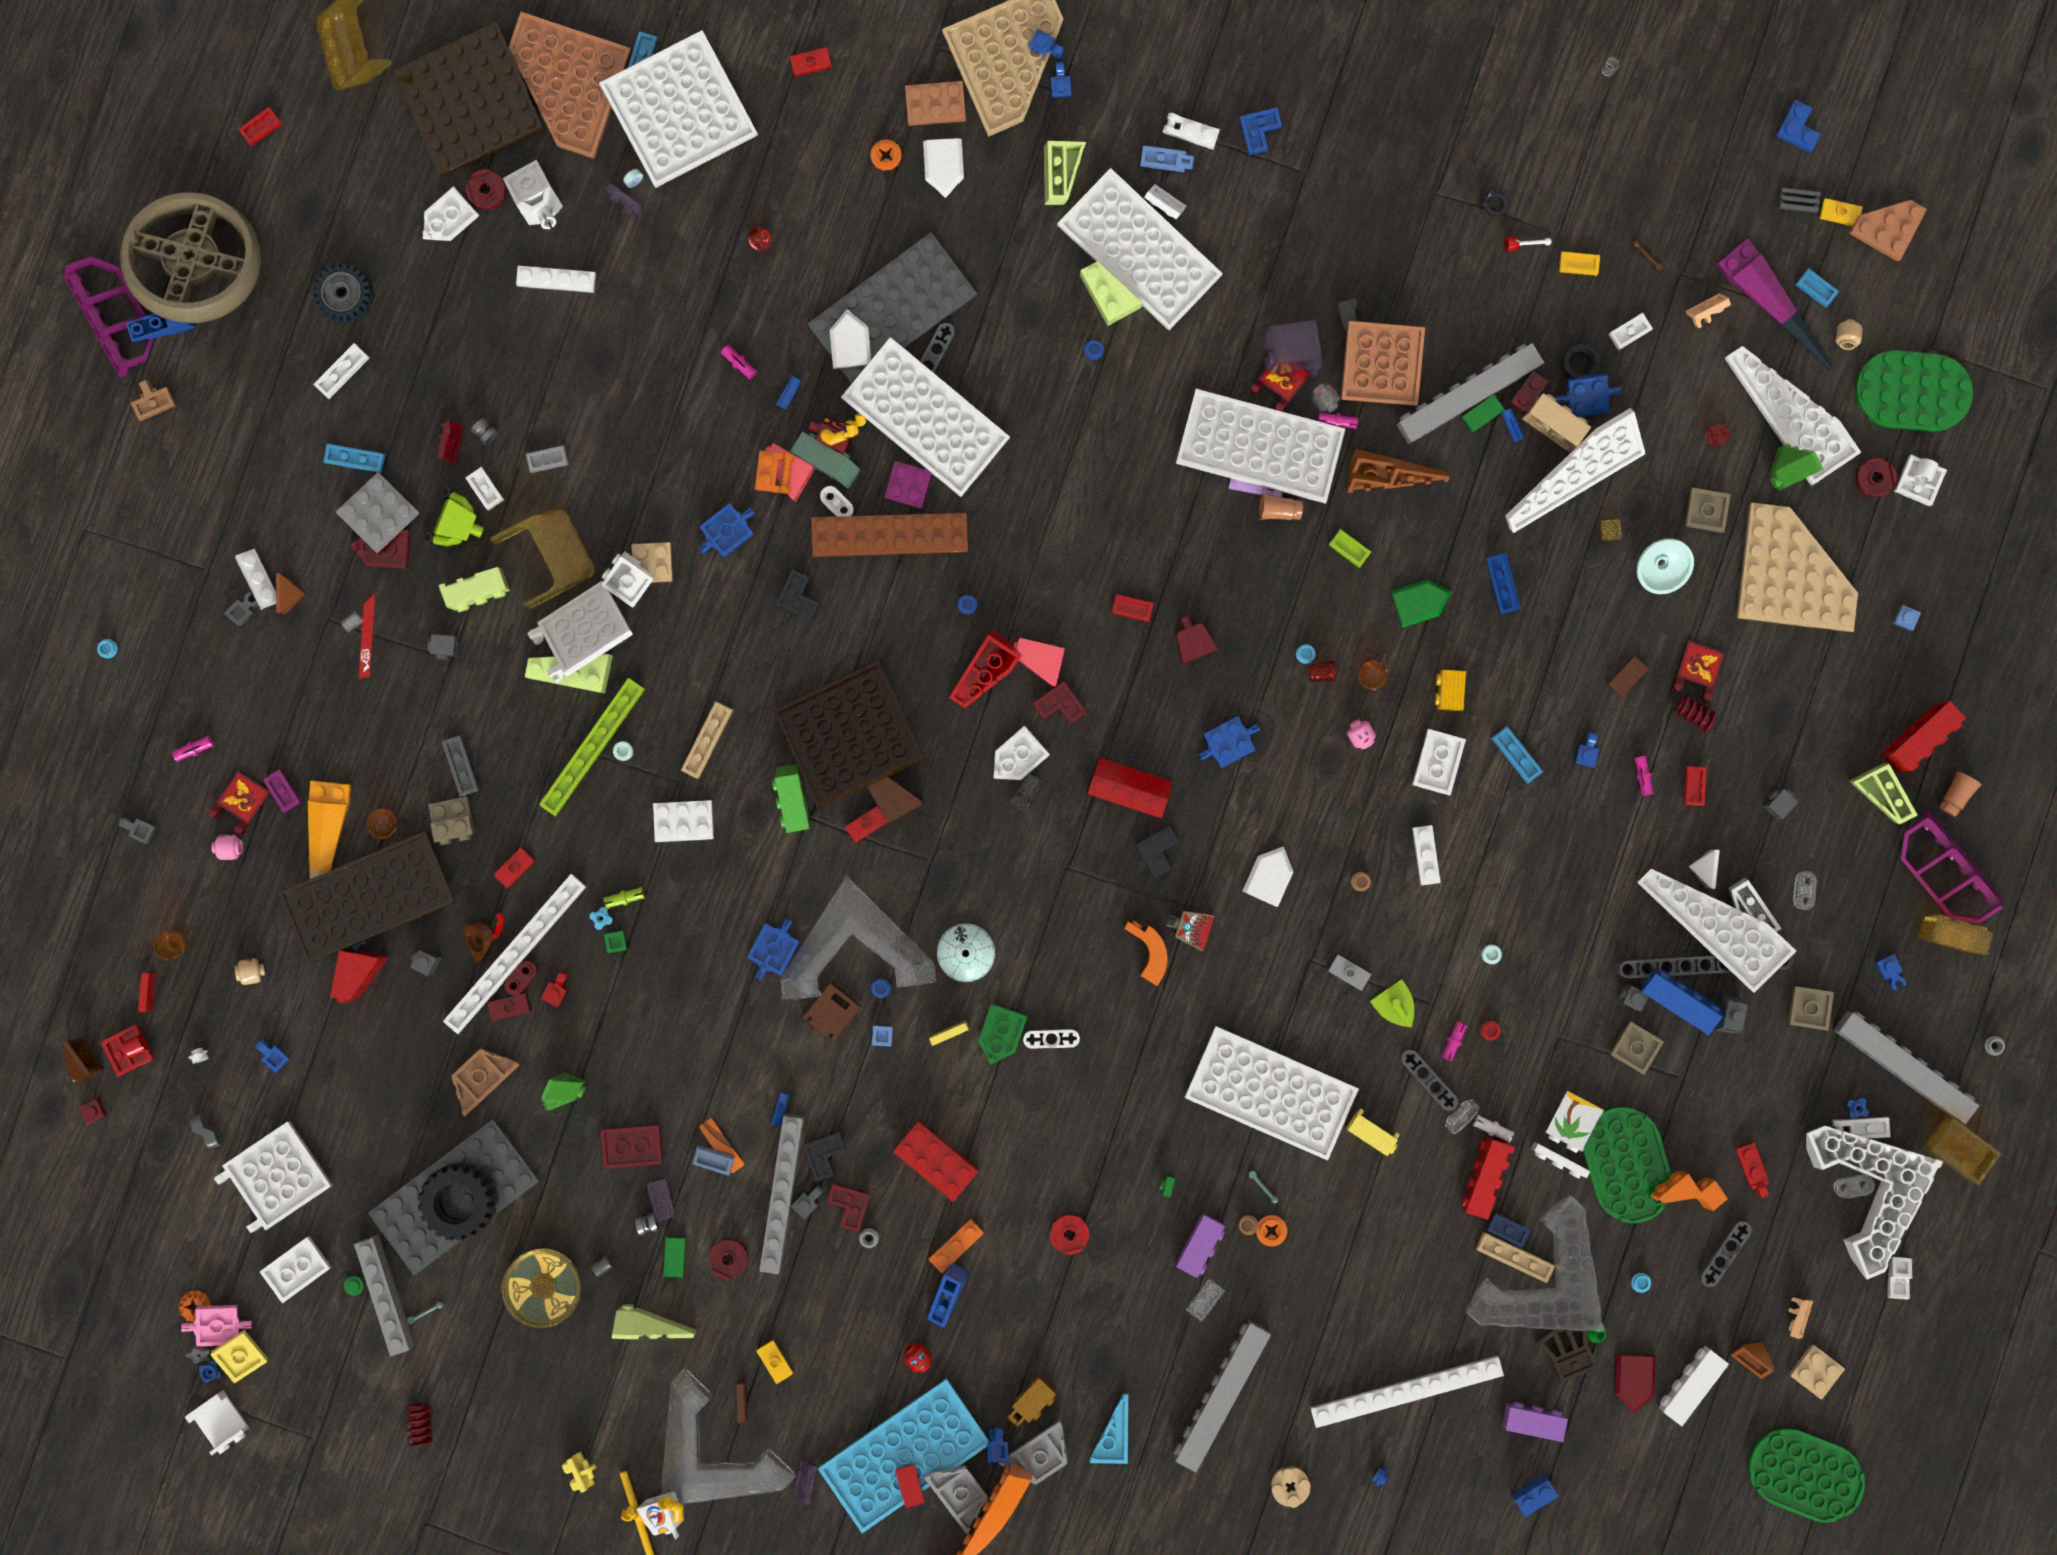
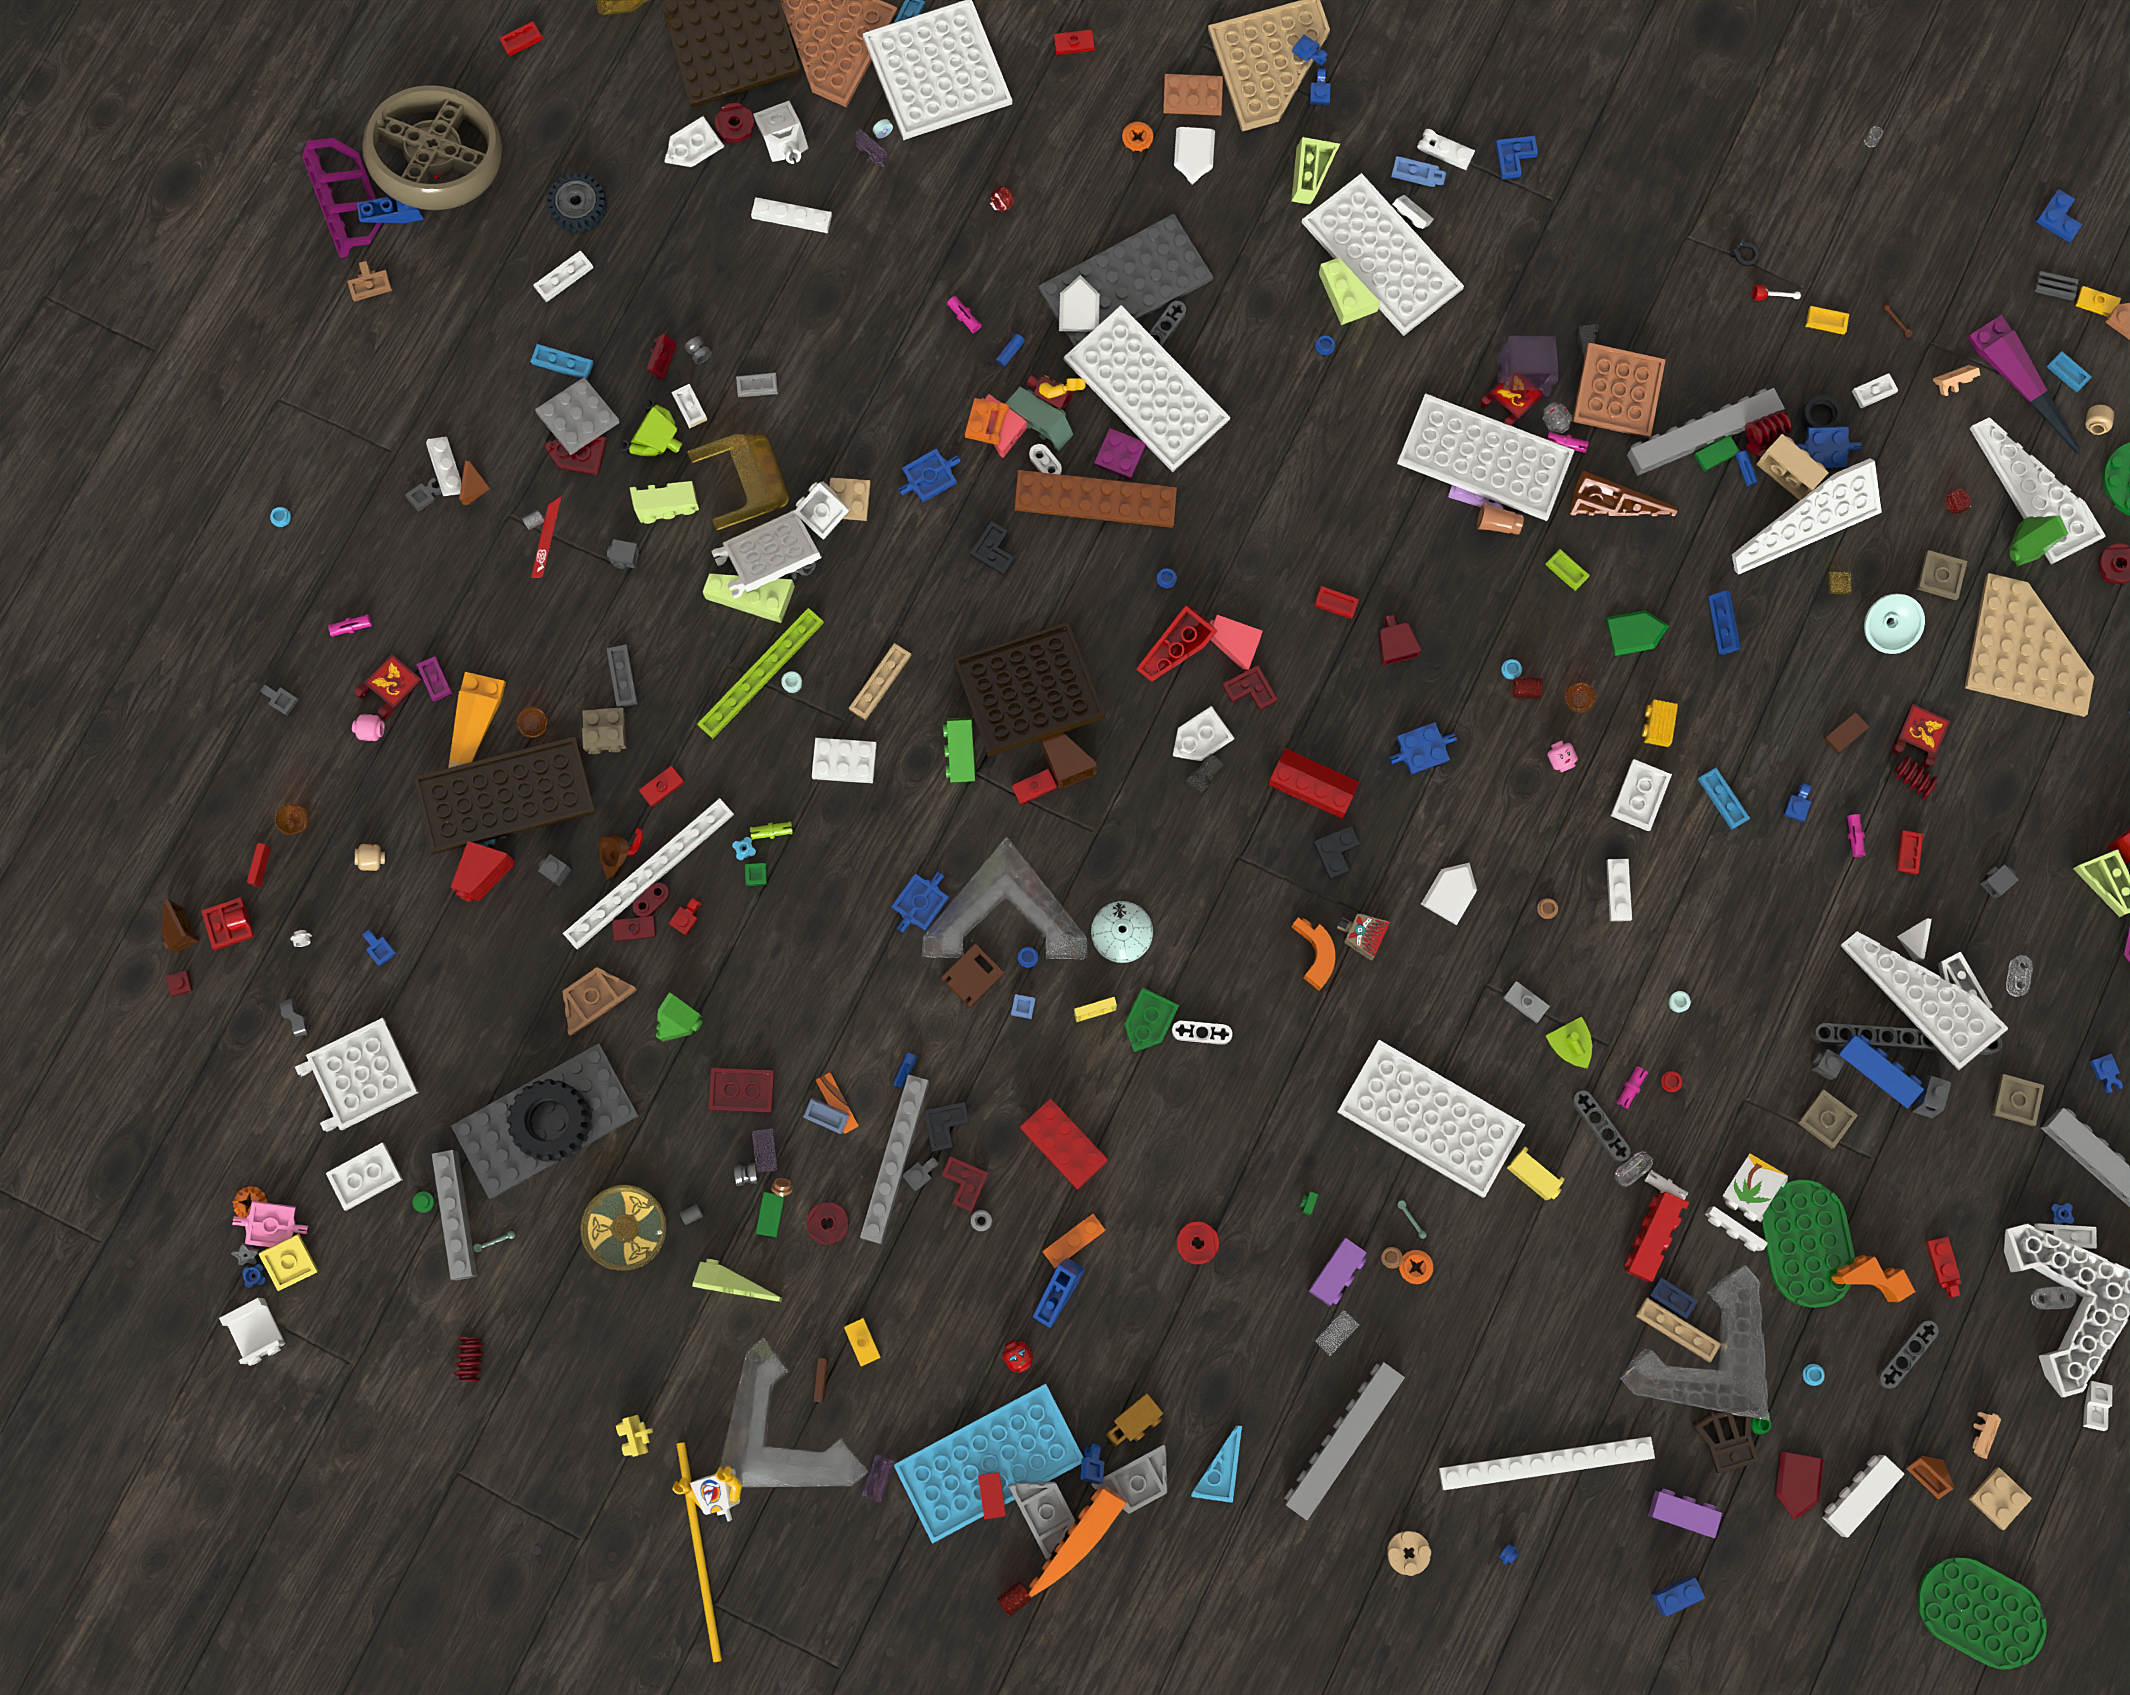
camera: 10 degrees right, 10 degrees down
(681, 1231) = (782, 1187): none -> medium nougat plate
(1530, 384) = (1767, 426): none -> dark red piece

